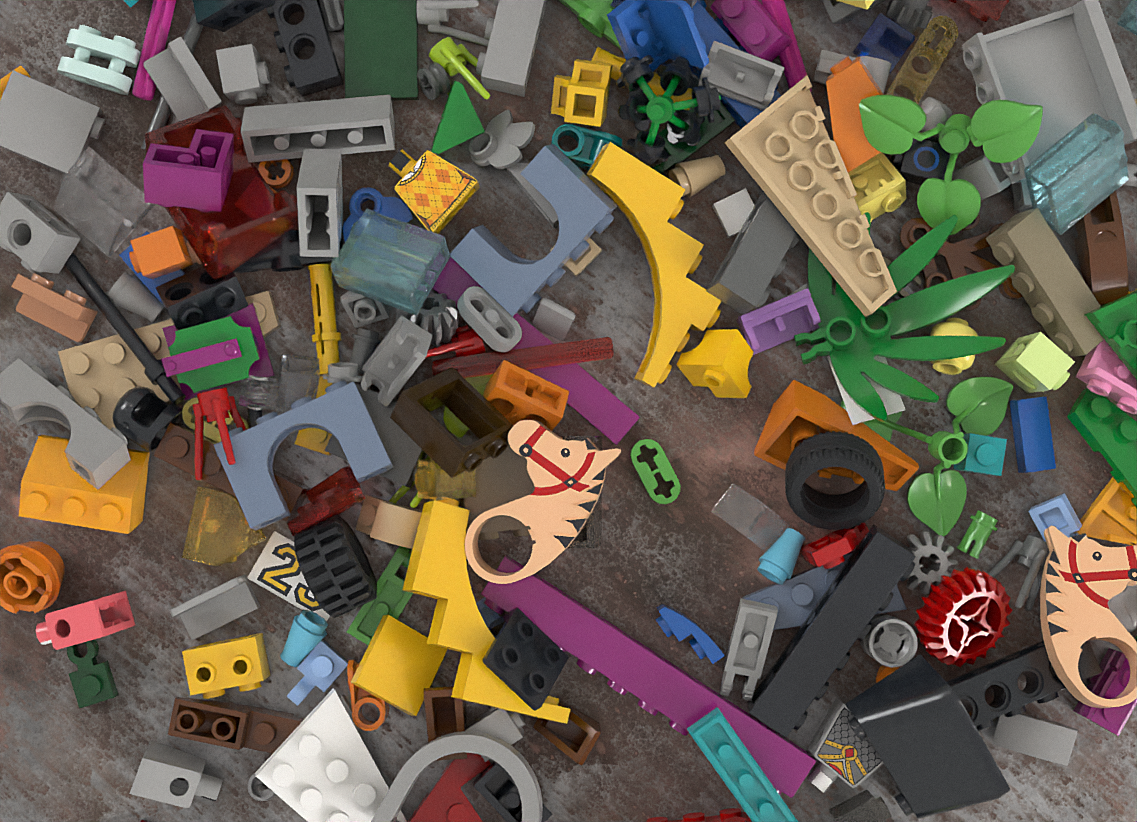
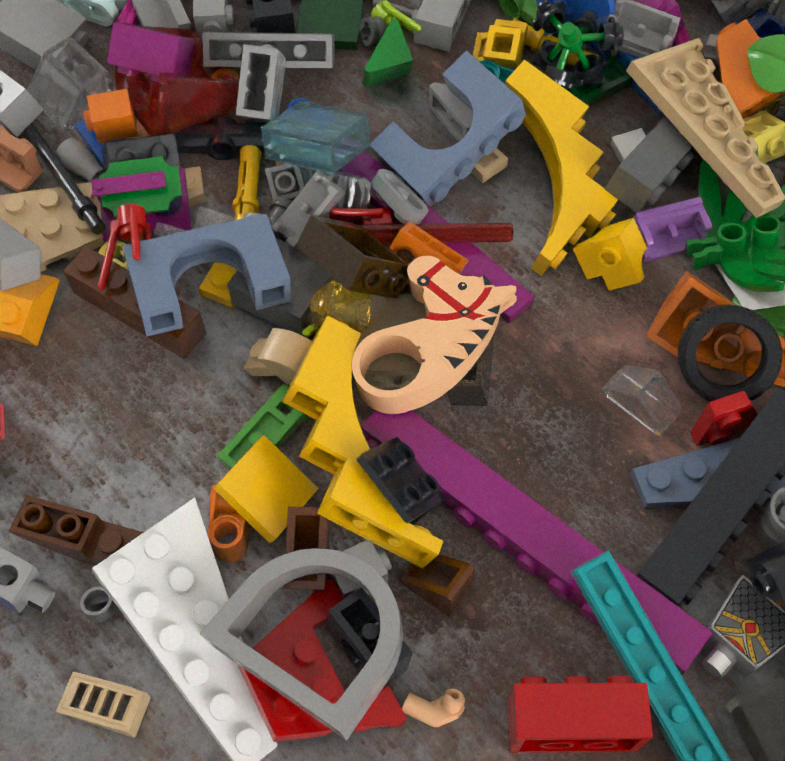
camera: 10 degrees right, 25 degrees down
(144, 417) = (61, 239): black helmet -> none
(217, 607) = (89, 420): light grey panel -> none
(218, 529) = (110, 354): clear yellow slope -> none
(226, 665) = (87, 475): yellow brick -> none
(280, 574) = (180, 411): sticker -> none
(303, 637) = (172, 459): medium azure cone -> none
(320, 670) = (177, 493): light blue plate -> none
(328, 499) = (219, 326): clear red bracket -> none
(335, 566) = (218, 381): black tyre -> none
(432, 188) = (365, 95): torso -> none
(501, 142) = (418, 77): light grey plate -> none
(553, 319) = (460, 206): light grey slope -> none
(663, 467) = (552, 342): bright green beam -> none
(681, 626) = (567, 485): blue slope -> none
(697, 174) = (601, 114): tan cone -> none
(748, 645) = (638, 508): light grey hinge -> none
(780, 559) = (671, 434): medium azure cone -> none

